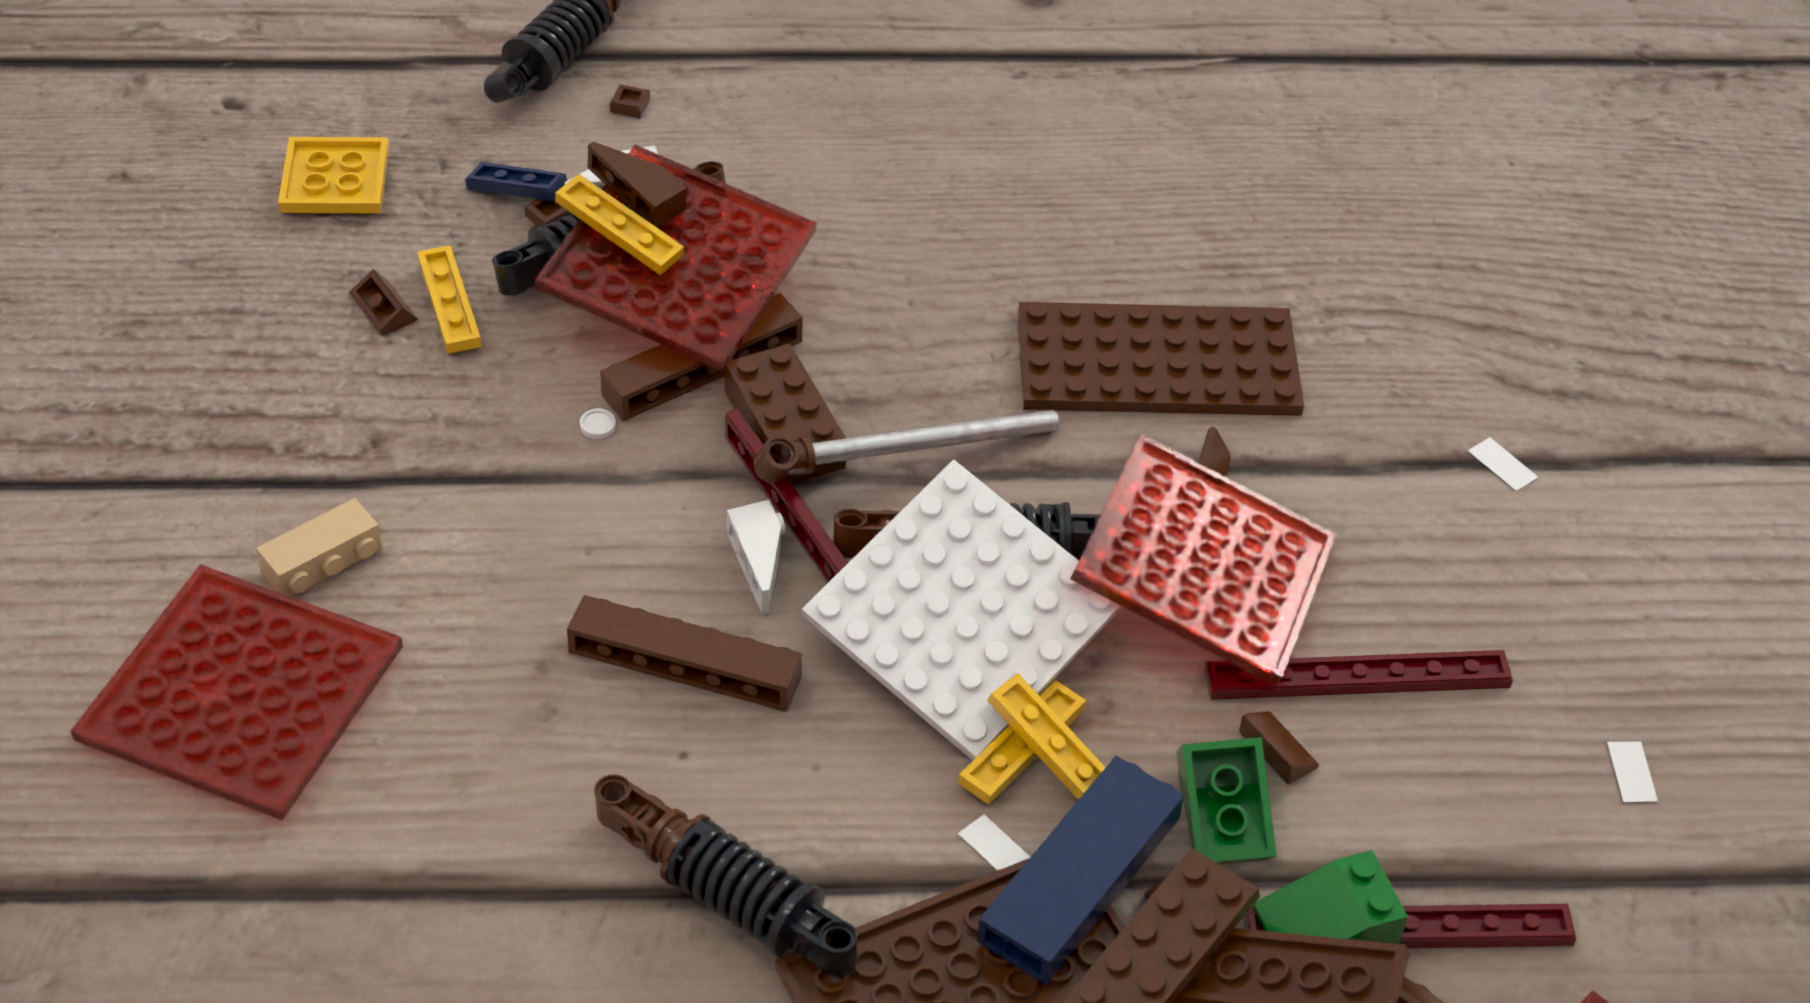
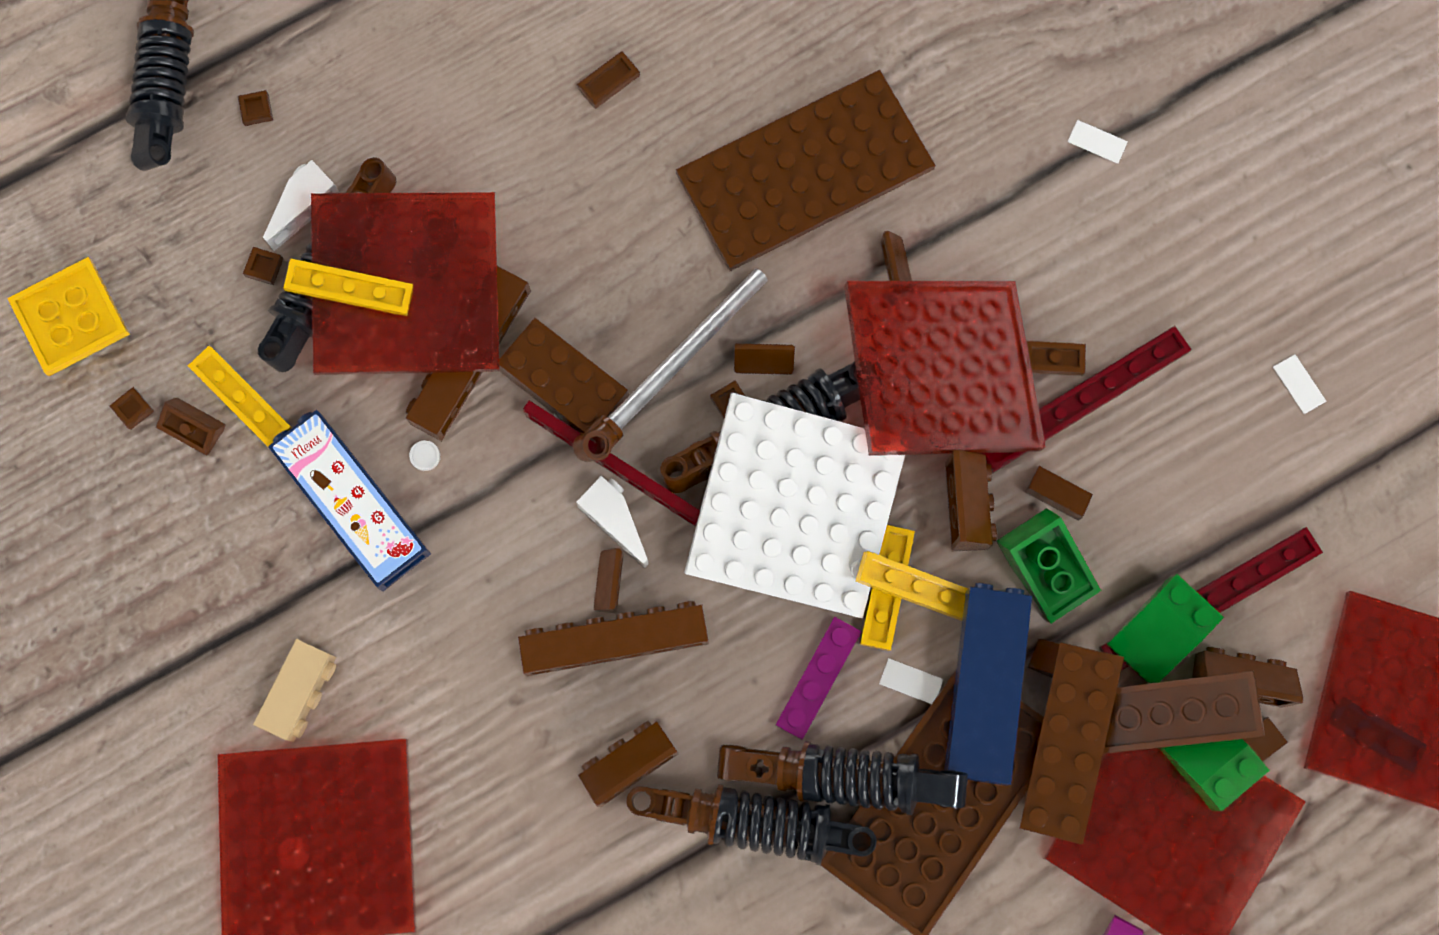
camera: 25 degrees left, 30 degrees up
(337, 268) = (131, 408): none -> reddish brown tile
(495, 422) = (349, 500): none -> brick
(515, 181) = (220, 249): dark blue tile -> none
(639, 183) = (347, 240): reddish brown slope -> none
(646, 761) = (627, 763): none -> reddish brown slope
(722, 600) = (608, 580): none -> reddish brown slope
(865, 874) = (845, 779): none -> black piece
(888, 794) = (818, 678): none -> magenta plate
(995, 212) = (608, 79): none -> reddish brown tile
(1014, 482) = (764, 359): none -> reddish brown slope
(1165, 696) = (969, 501): none -> reddish brown slope
(1344, 620) = (1057, 358): none -> reddish brown plate

